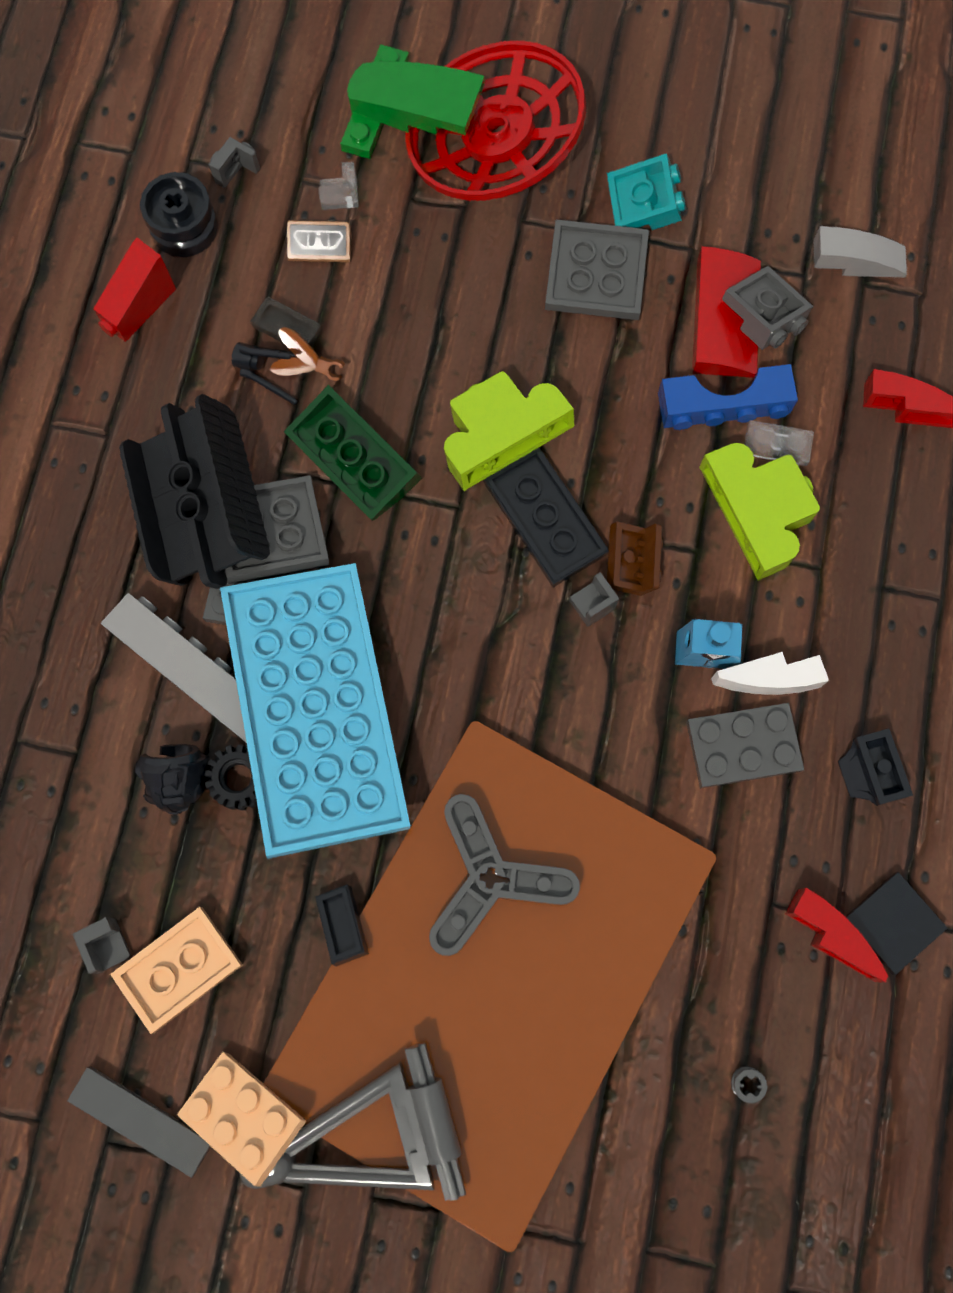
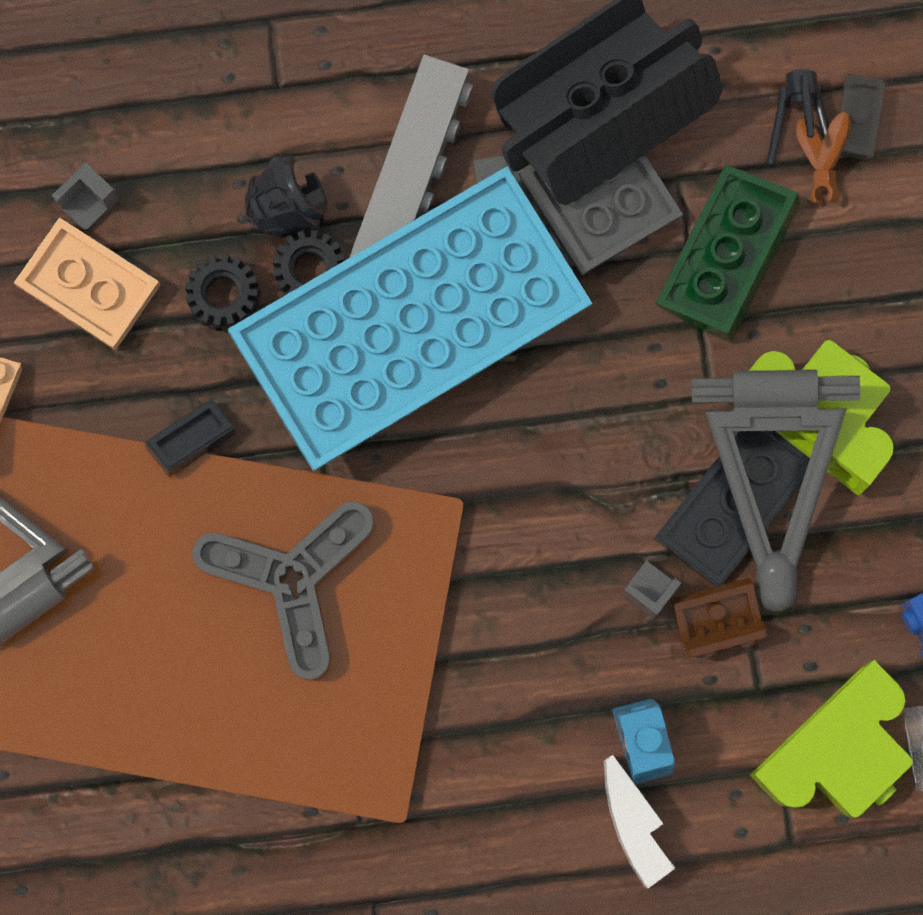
camera: 70 degrees right, 5 degrees up
(212, 844) = (218, 269): none -> black tyre
(486, 455) = (776, 403): none -> dark grey piece
(744, 745) = (543, 817): dark grey plate -> none

